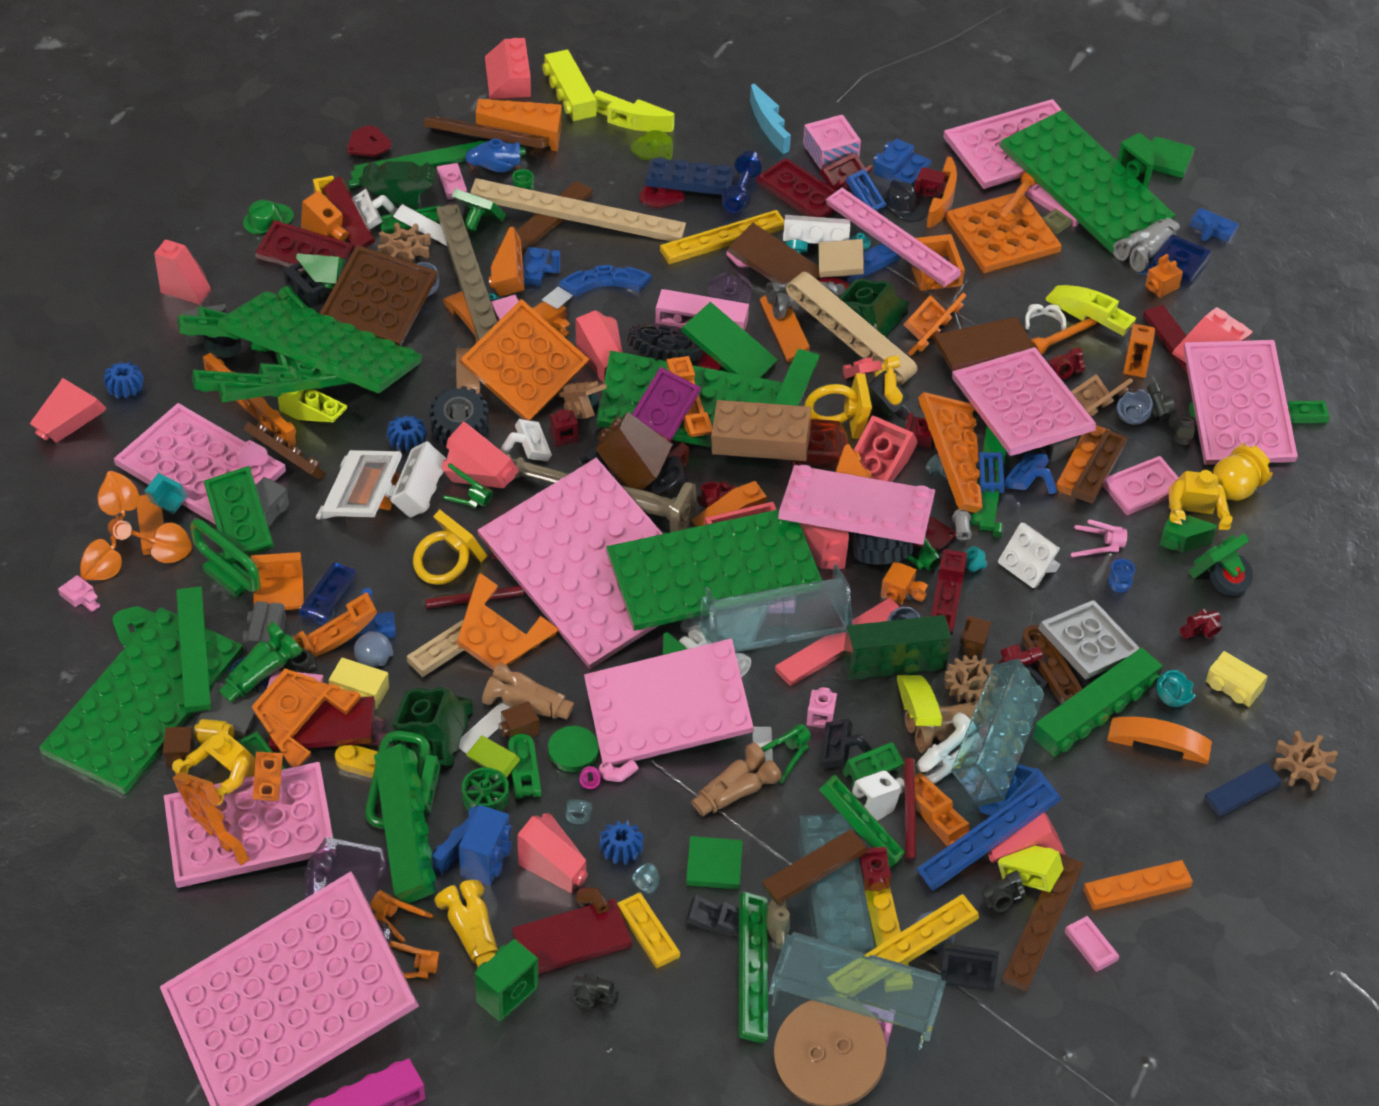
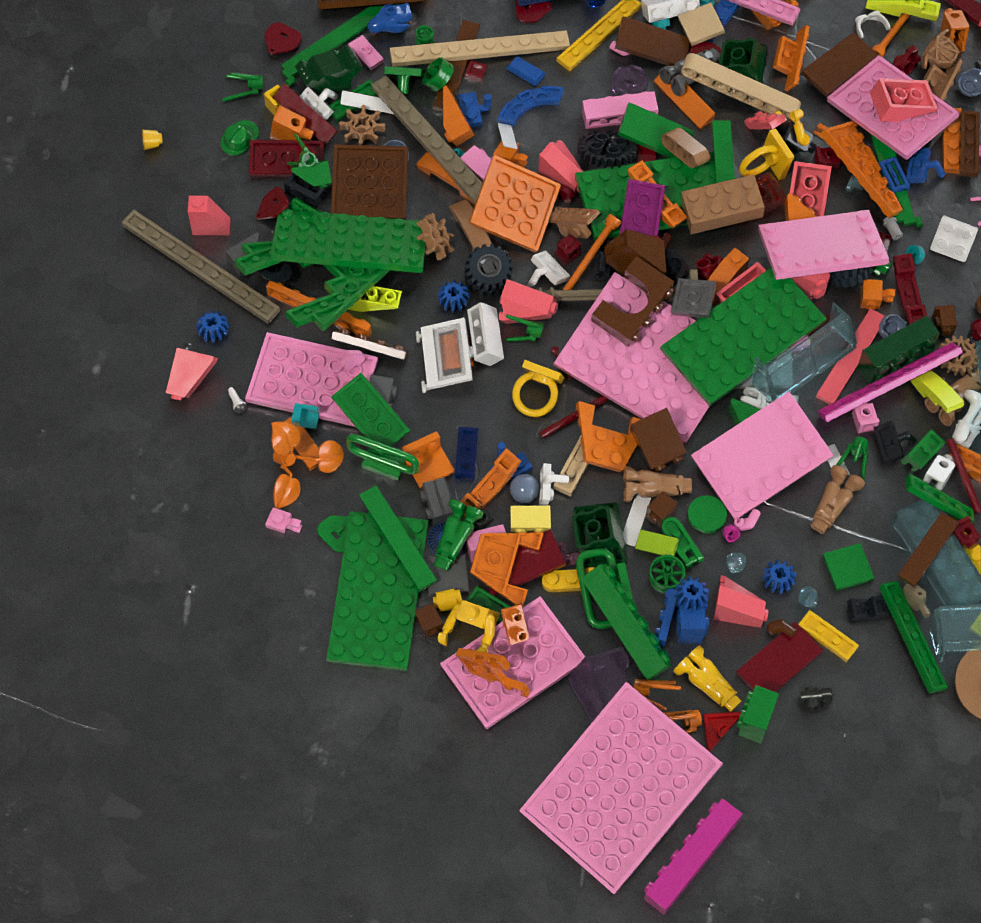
camera: 20 degrees left, 15 degrees up
(105, 463) = (238, 405): none -> white piece
(146, 319) = (201, 266): none -> dark tan plate
(171, 189) = (151, 139): none -> yellow hat
(262, 285) = (268, 206): none -> dark red piece
(312, 170) = (254, 82): none -> green plant
(317, 245) = (306, 157): none -> green plant
(402, 646) = (546, 478): none -> white plate
(418, 367) = (435, 236): none -> medium nougat gear
(451, 983) = (717, 725): none -> red tile
(489, 808) = (684, 593): none -> blue gear
(514, 217) = (437, 74): none -> green wheel
(552, 643) = (658, 440): none -> reddish brown slope
(563, 232) = (476, 71): none -> dark red tile
(581, 514) = (628, 326): none -> reddish brown arch
(592, 373) = (565, 194): none -> dark red tile
(619, 248) = (526, 71): none -> blue tile
(619, 410) = (611, 223): none -> orange piece
(671, 509) = (693, 298): none -> flat silver tile
(751, 365) = (685, 147): none -> medium nougat beam
(868, 676) = (889, 382): none -> dark pink tile
(1034, 390) = (902, 99): none -> coral slope
(1110, 363) = (940, 52): none -> medium nougat piece

